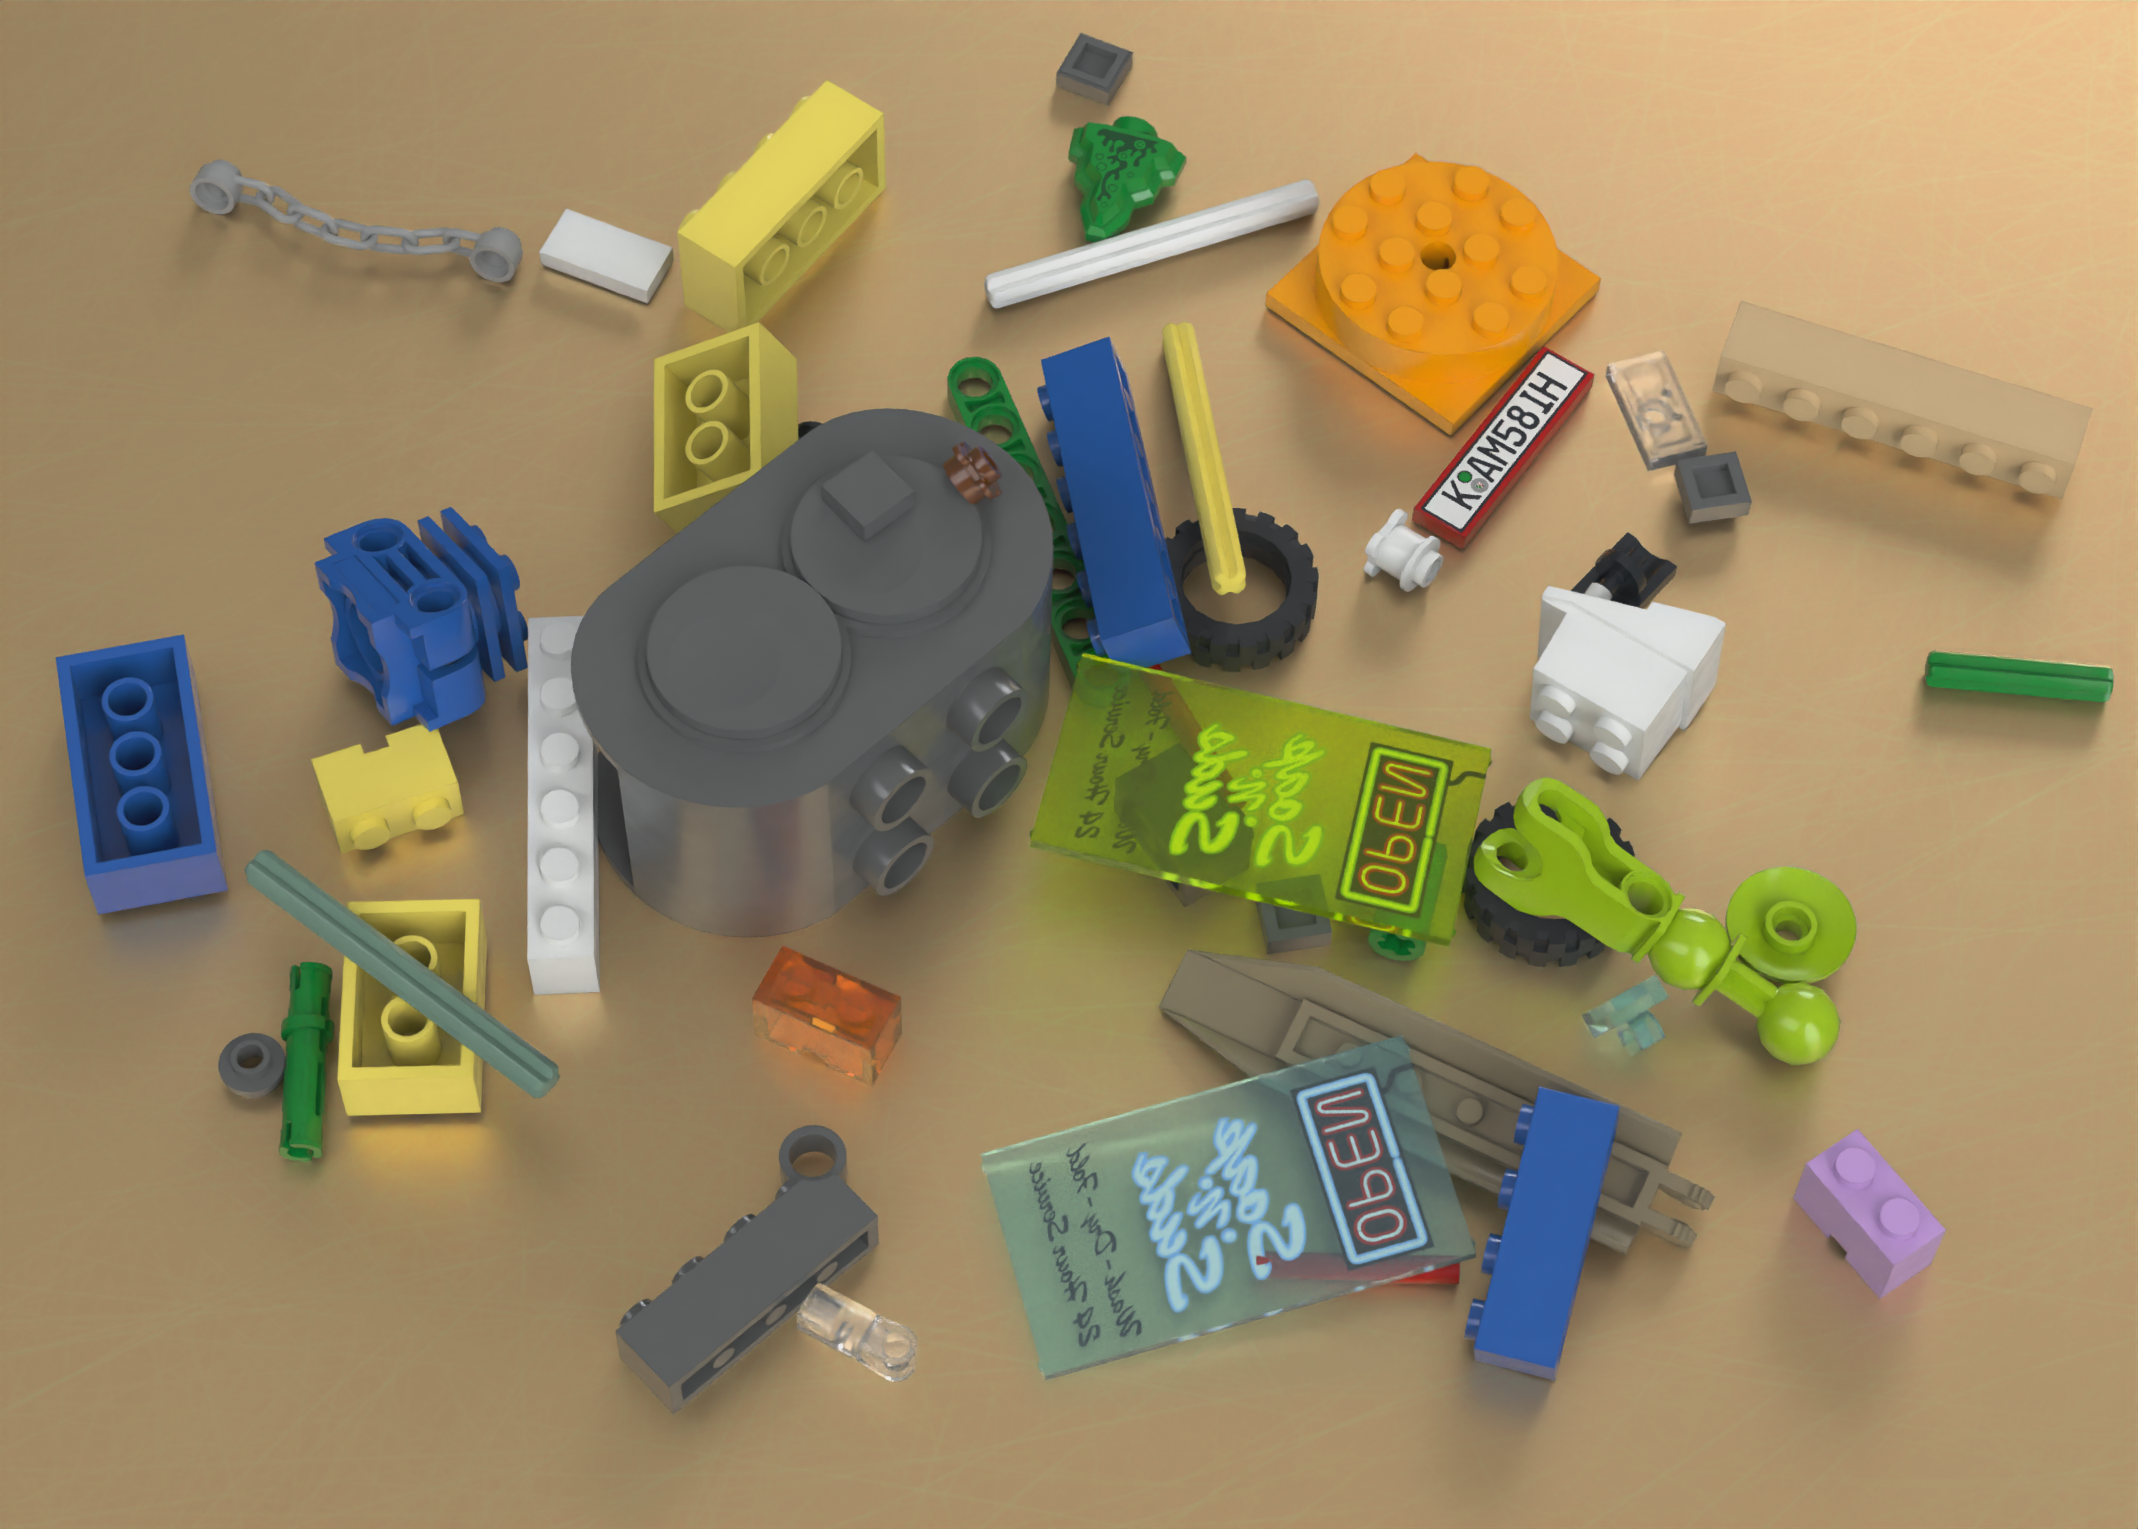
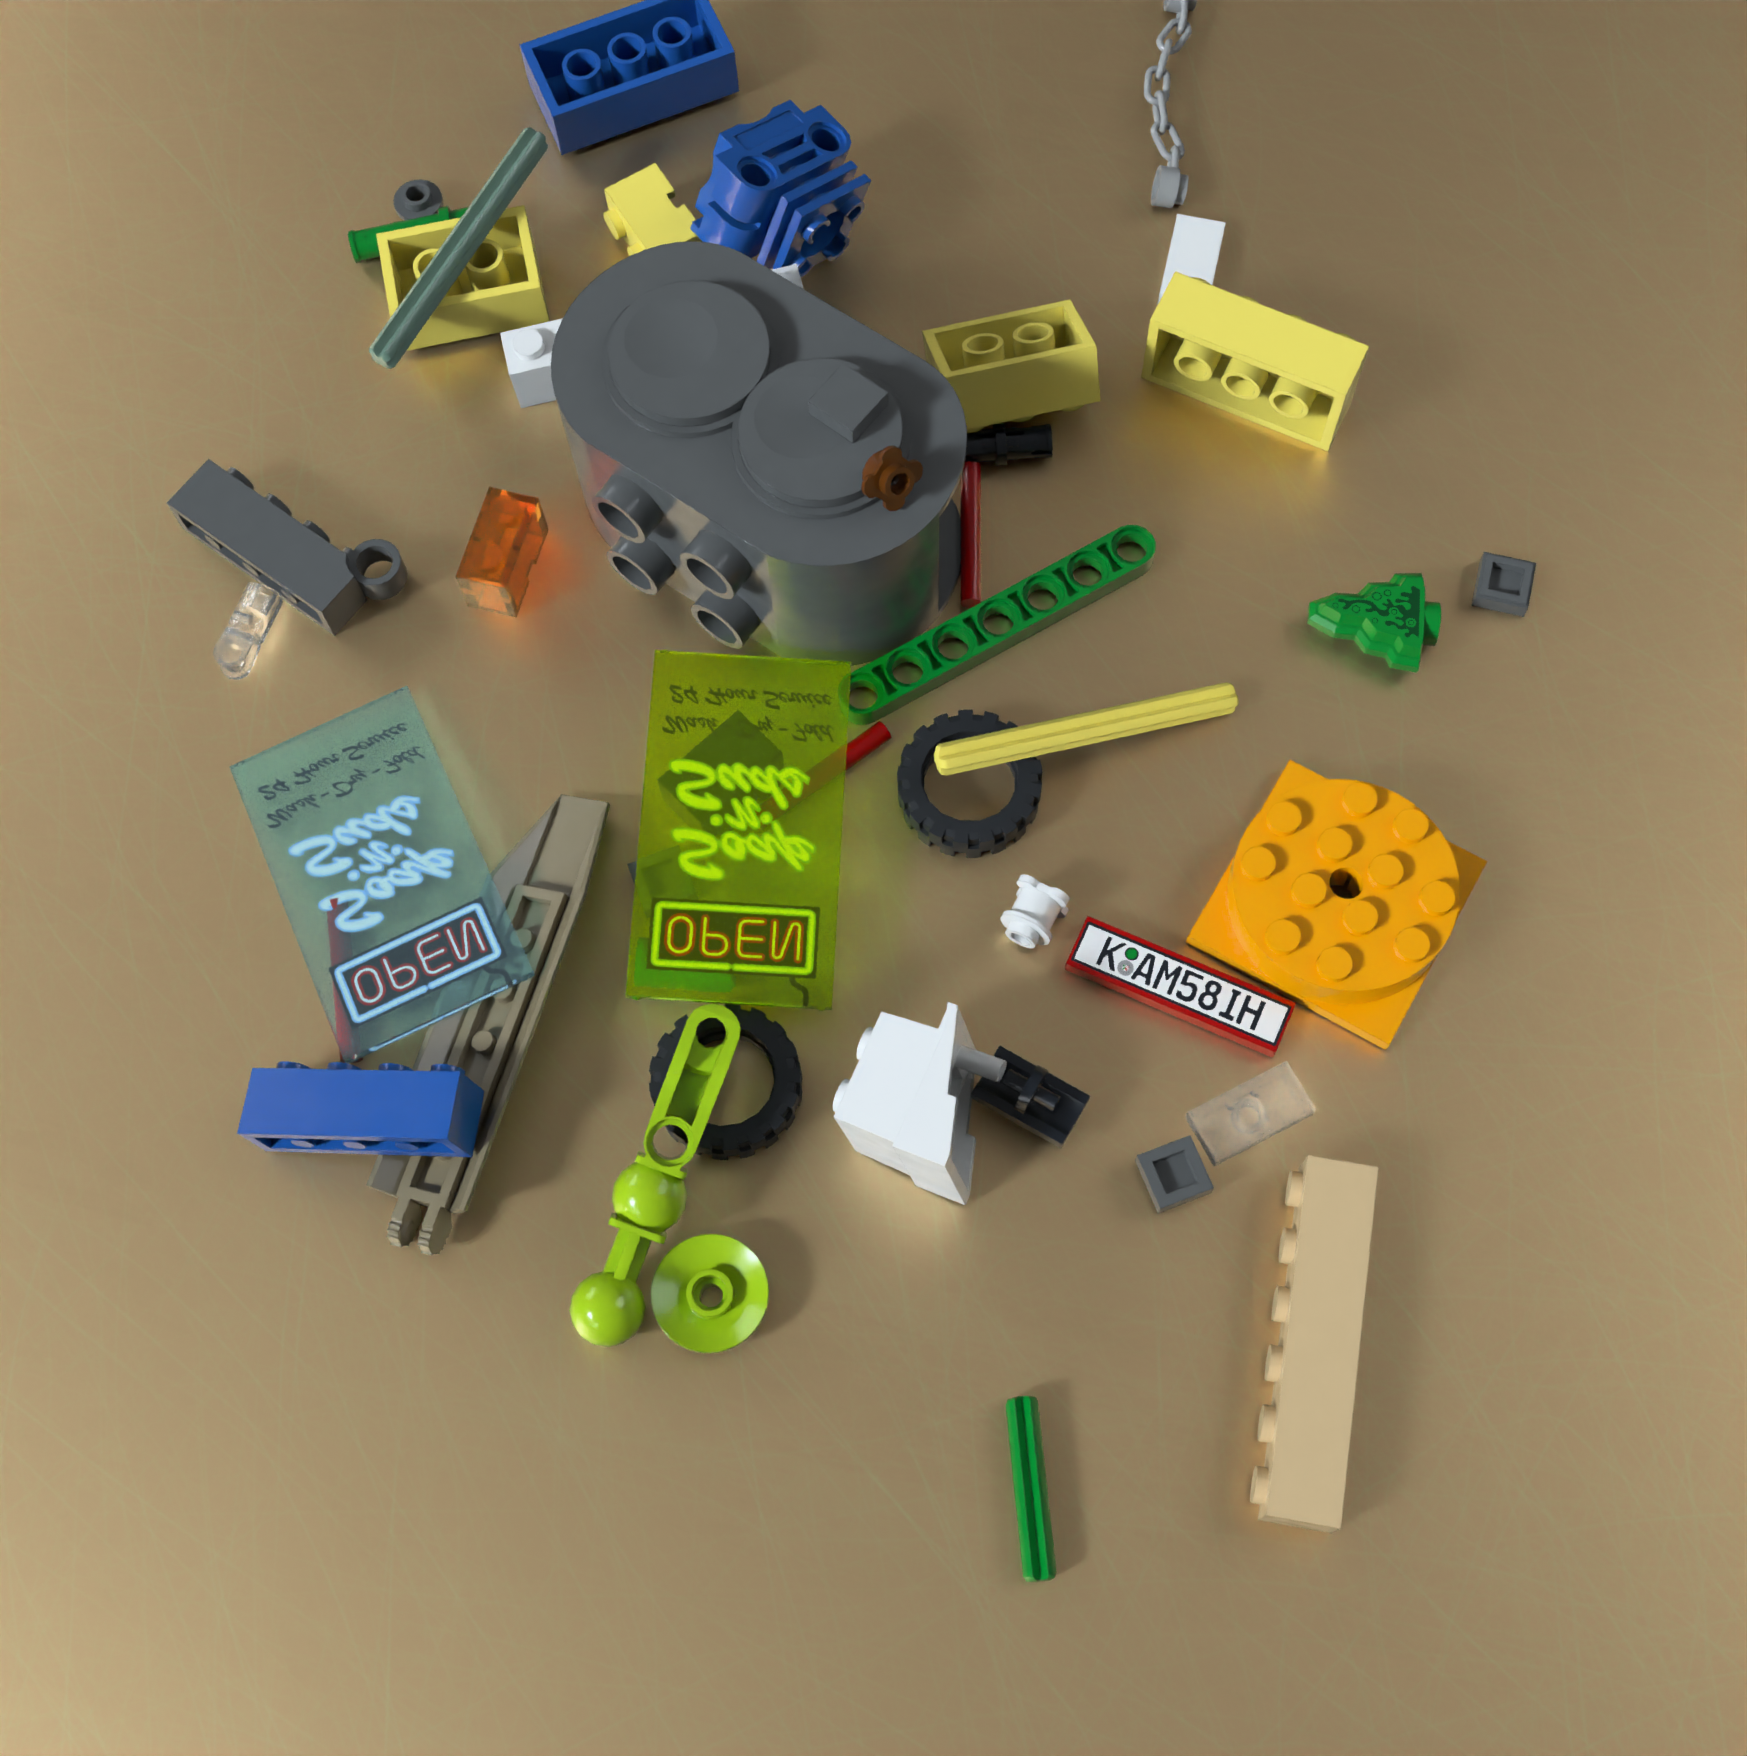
camera: 85 degrees right, 10 degrees up
(1113, 507) = (1012, 664): blue brick -> none
(1151, 243) = (1323, 664): white axle -> none
(1629, 1014) = (599, 1162): clear light blue tile -> none
(1869, 1213) = (426, 1390): lavender brick -> none

